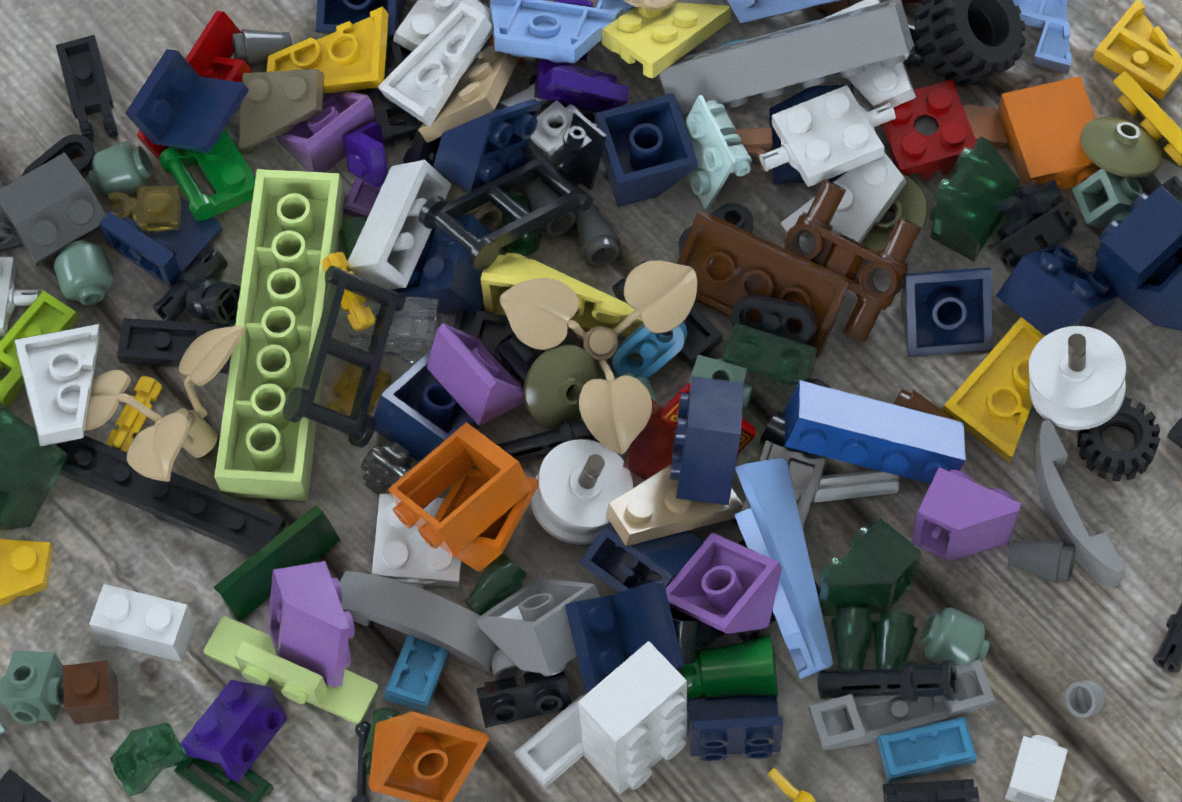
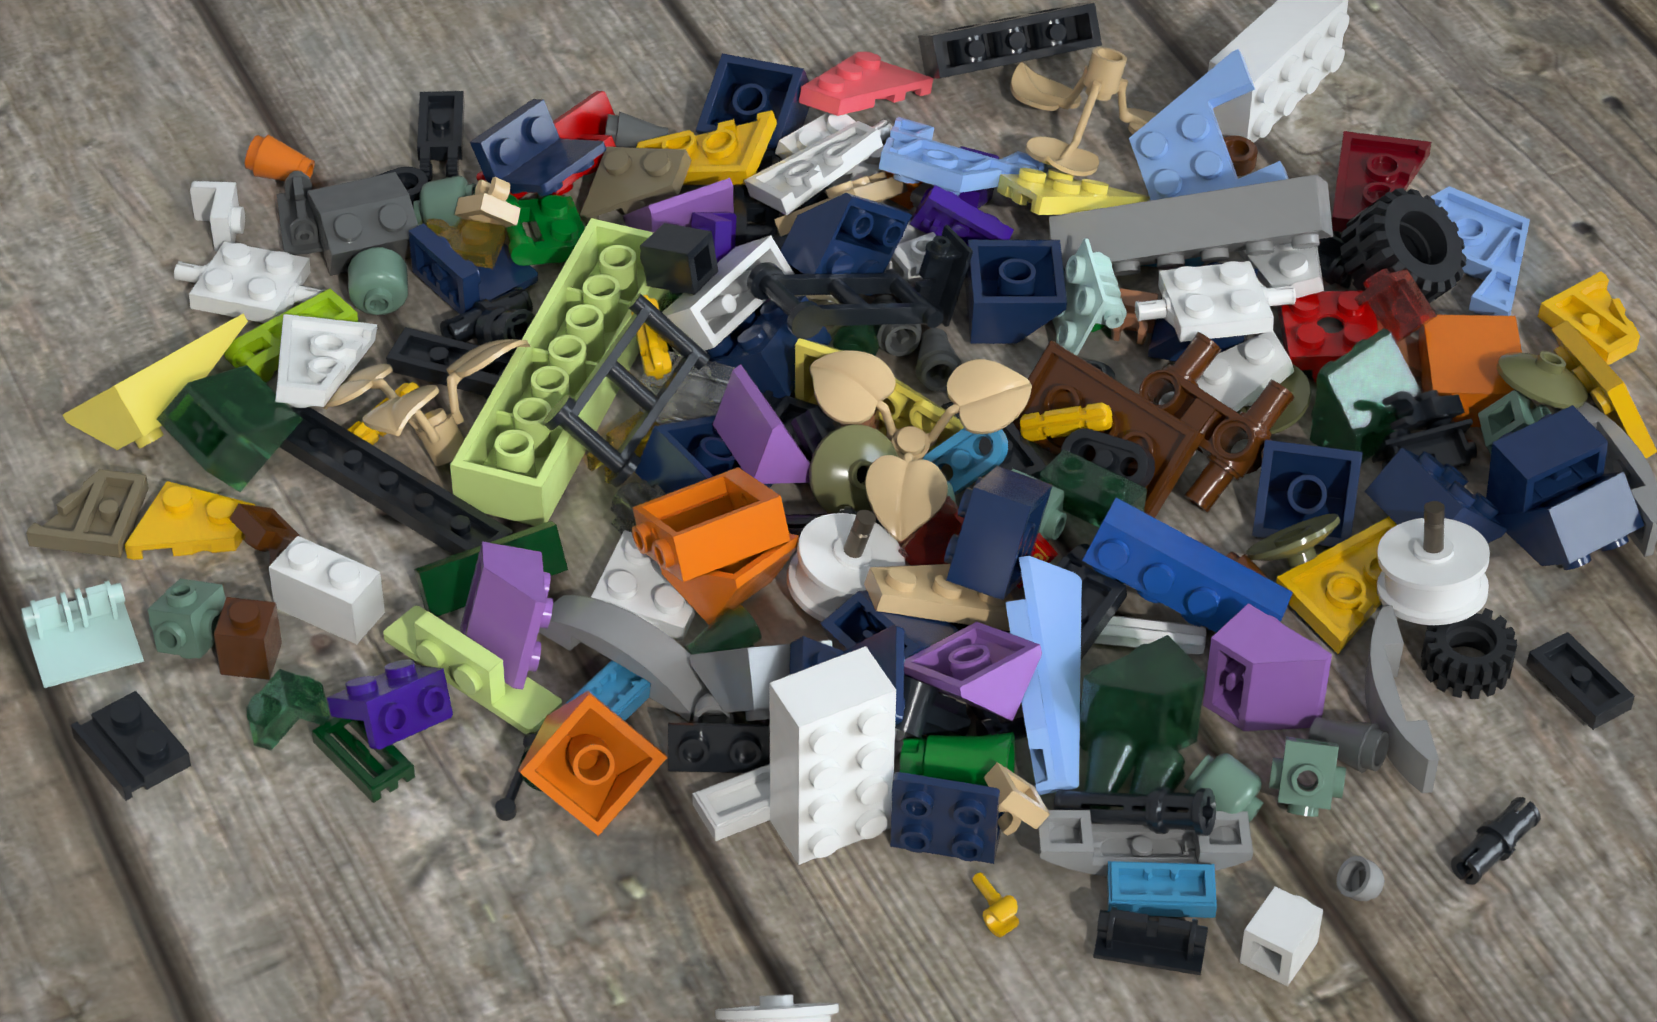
camera: 10 degrees right, 20 degrees down
(73, 570) = (263, 529): none -> reddish brown plate
(160, 170) = (489, 204): none -> tan tile
(351, 208) = (679, 258): none -> black brick
(731, 287) = (1065, 421): none -> yellow axle
(790, 702) = (1017, 800): none -> tan tile
(949, 364) = (1295, 542): none -> olive dish
(980, 93) = (1396, 302): none -> clear red bracket
(1020, 608) = (1312, 756): none -> sand green brick

